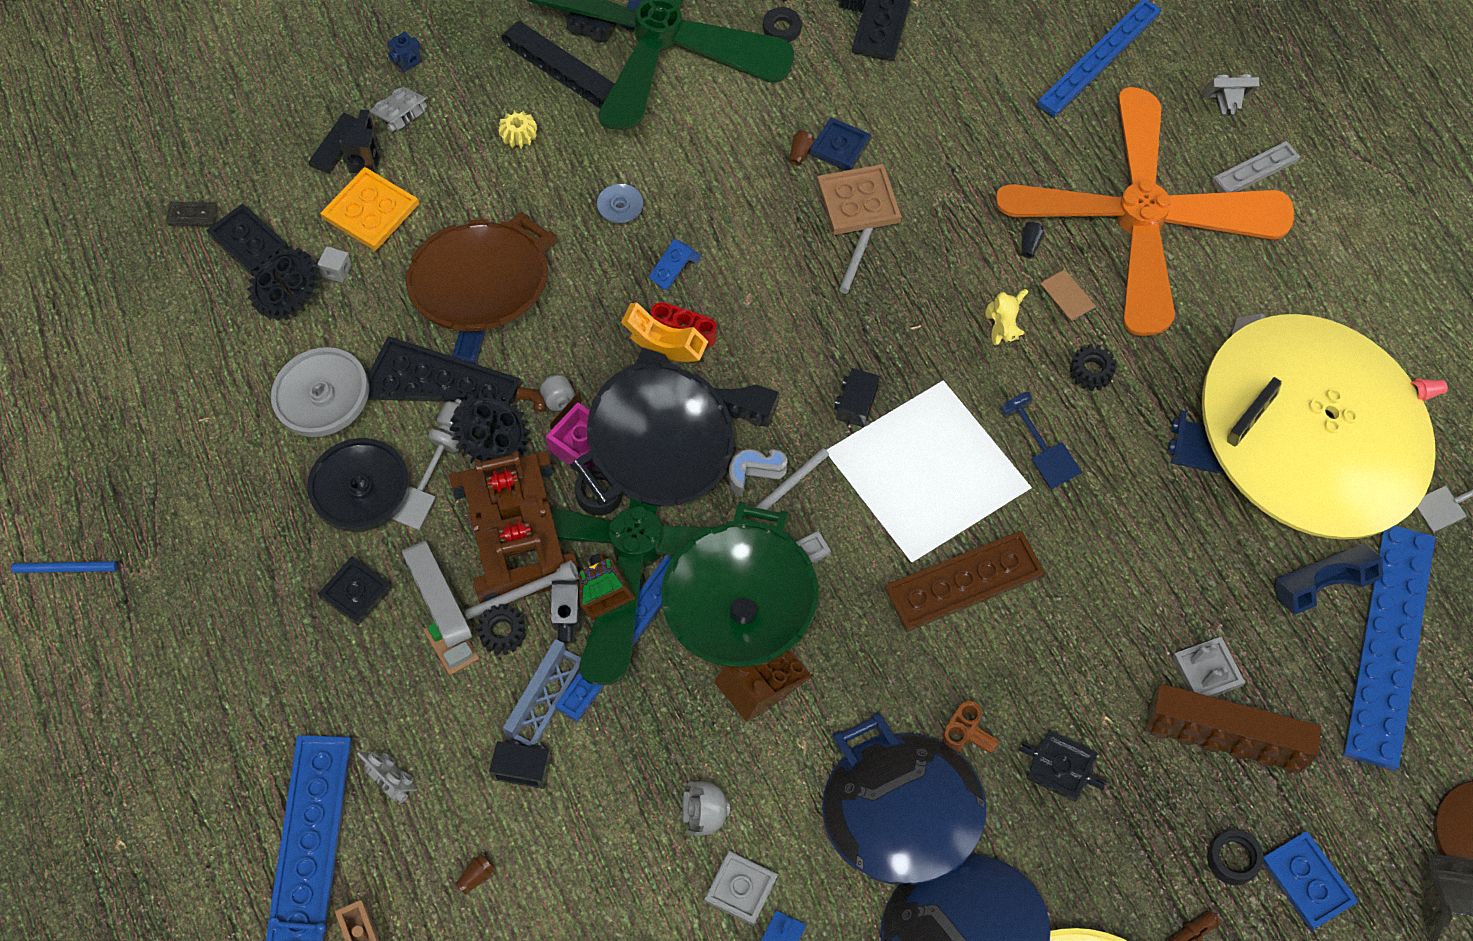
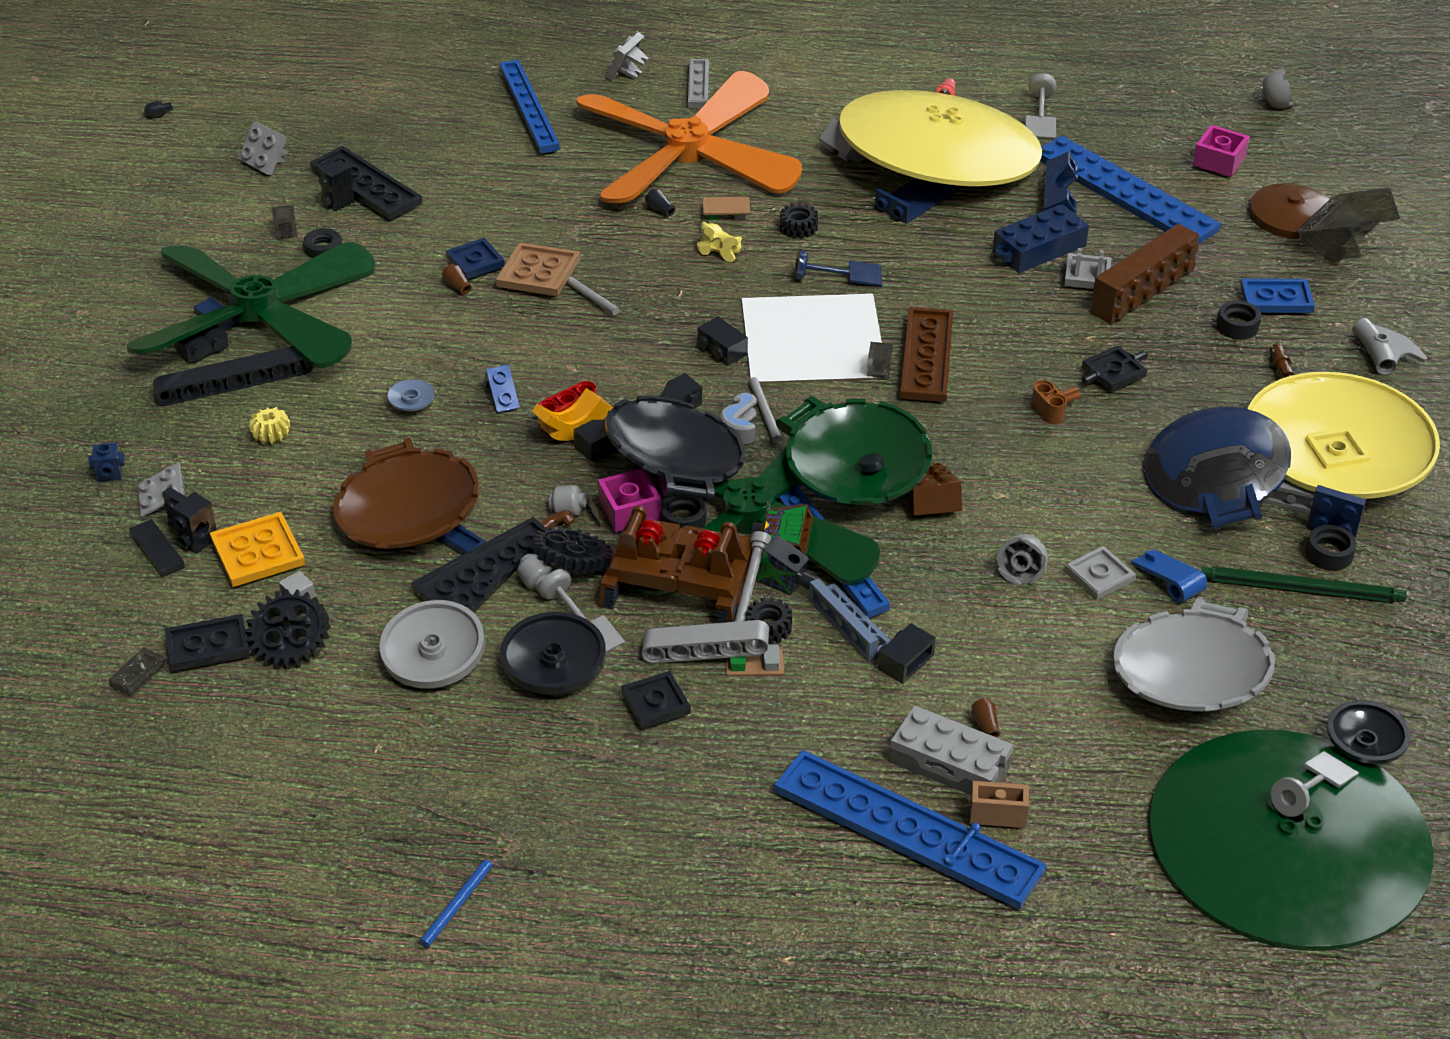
camera: 60 degrees left, 20 degrees down
(382, 769) = (865, 731): light grey hinge -> none
(408, 864) = (949, 751): none -> light grey piece
(902, 805) = (1090, 454): dark blue dish -> none
(920, 543) = (880, 360): none -> clear smoke brick
(1225, 598) = (1040, 238): none -> dark blue piece
(1254, 412) = (922, 138): black tile -> none

